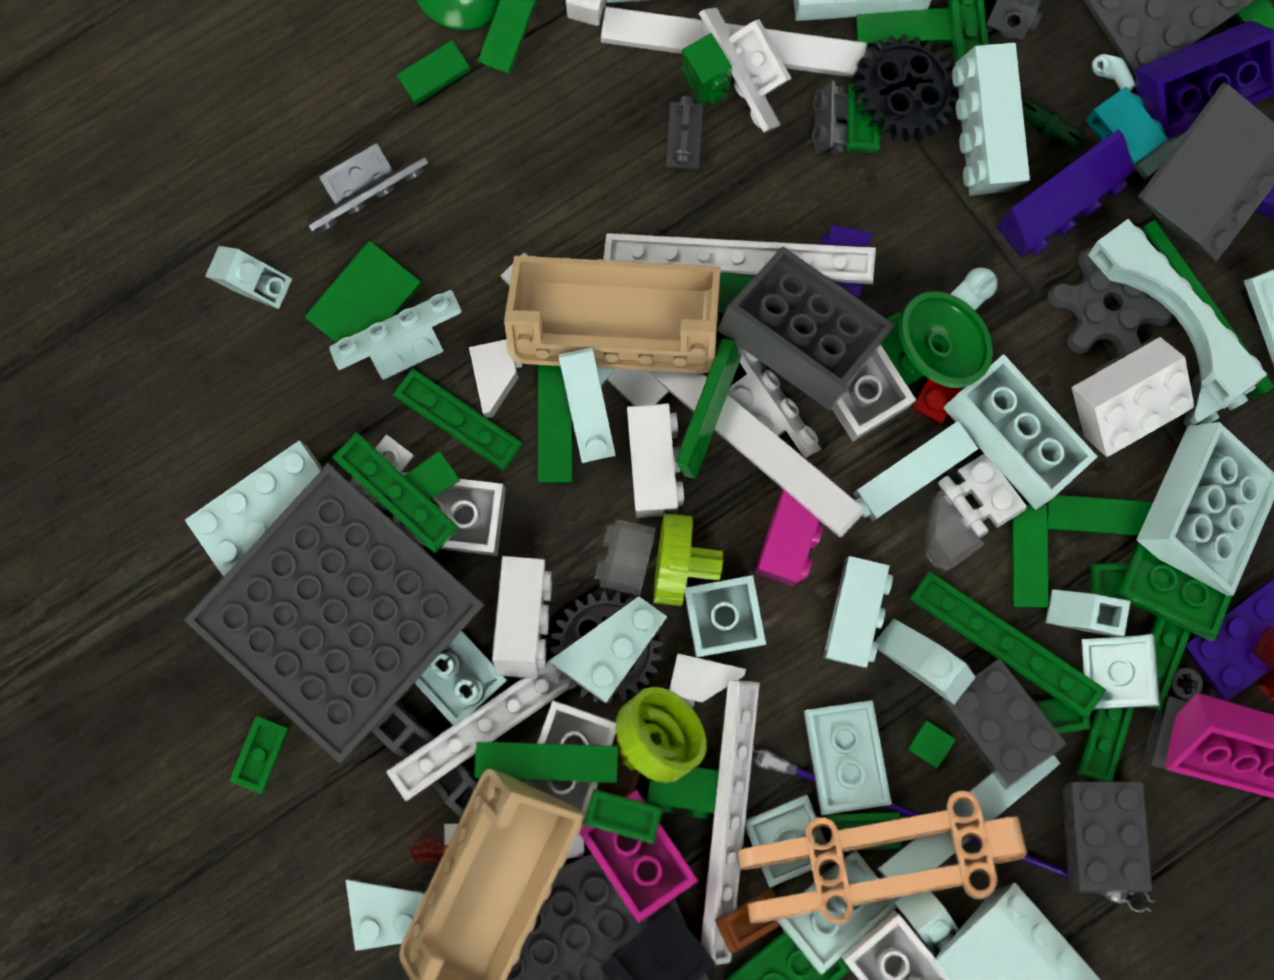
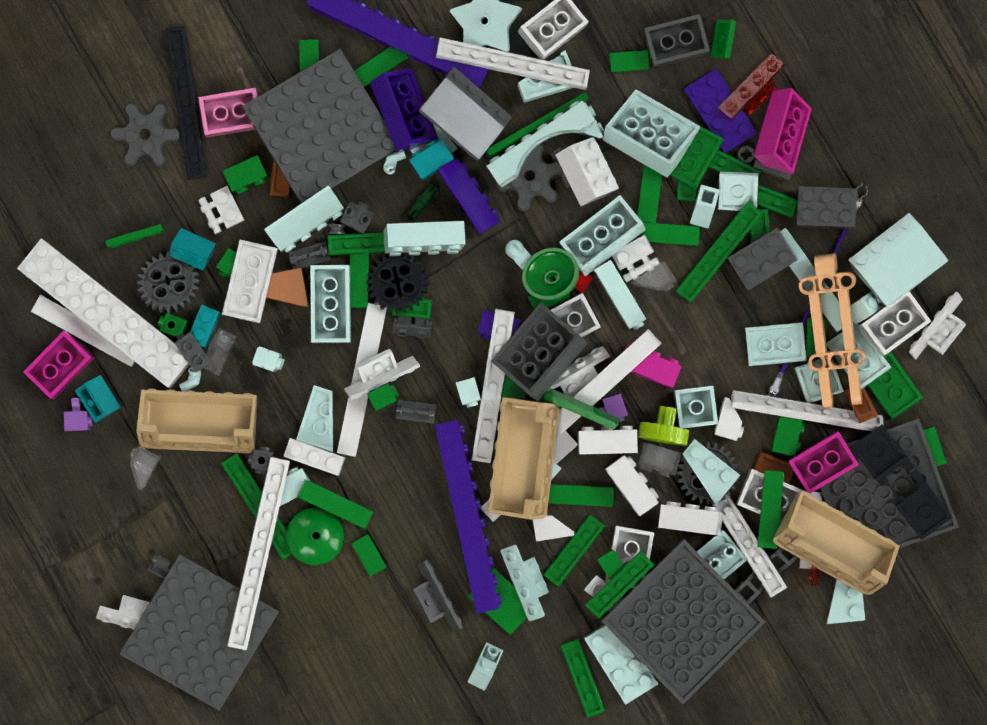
camera: 90 degrees left, 5 degrees up
(234, 447) = (582, 678): none -> green tile
(260, 754) = (756, 668): green plate -> none
(506, 229) = (467, 516): none -> dark purple brick
(578, 509) = (632, 484): none -> white brick
(587, 404) = (574, 476): light aqua slope -> none
(623, 816) = (802, 469): green tile -> none
(665, 748) = (764, 453): lime piece -> none
(715, 474) = (615, 406): none -> medium lavender brick
(725, 214) = (468, 392): none -> light aqua brick
(857, 612) = (697, 332): light aqua brick -> none
(925, 660) = (726, 299): light aqua slope -> none
(931, 744) = (771, 297): green tile -> none

